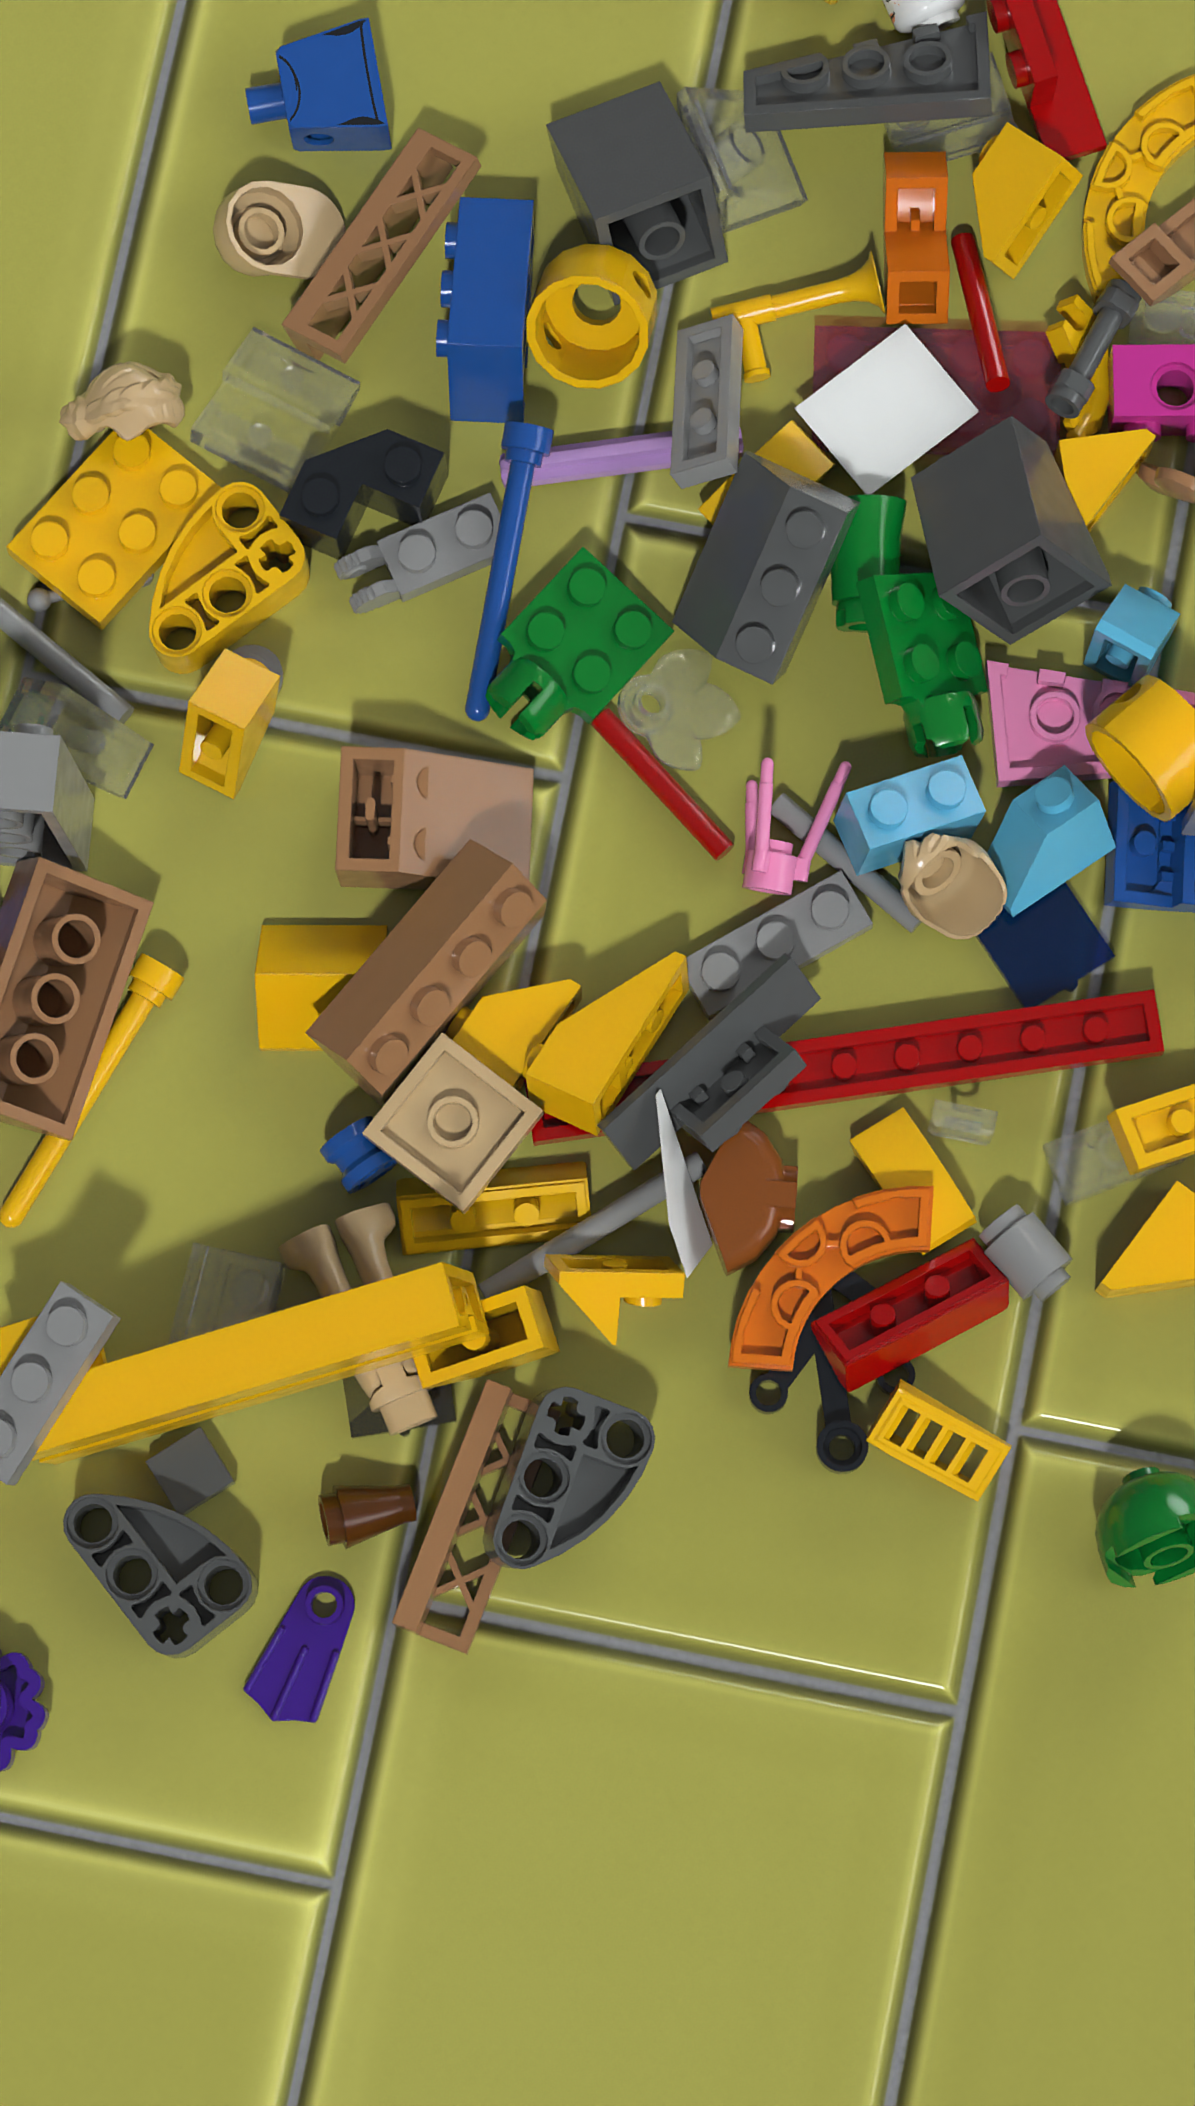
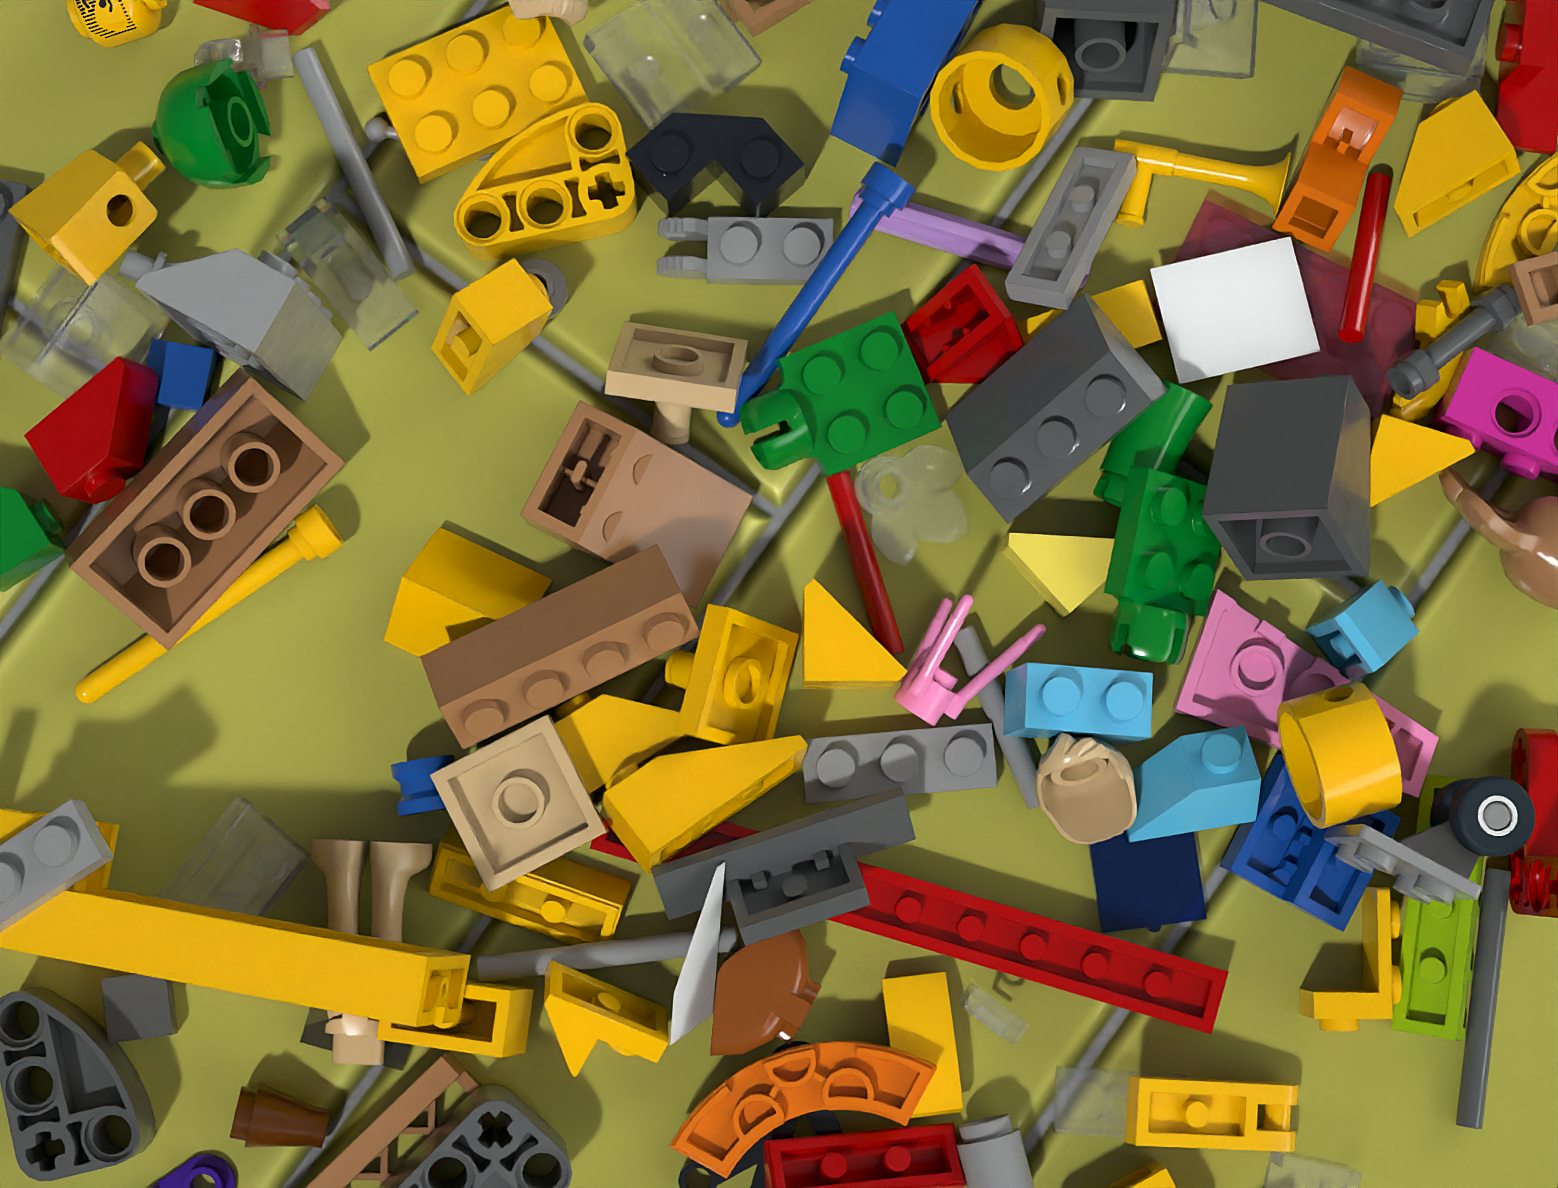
camera: 15 degrees right, 5 degrees up
(416, 687) = (677, 373): none -> tan tile
(593, 929) = (732, 678): none -> yellow tile
(653, 537) = (962, 332): none -> red slope
(676, 860) = (839, 649): none -> yellow slope
(836, 704) = (1060, 566): none -> light yellow slope

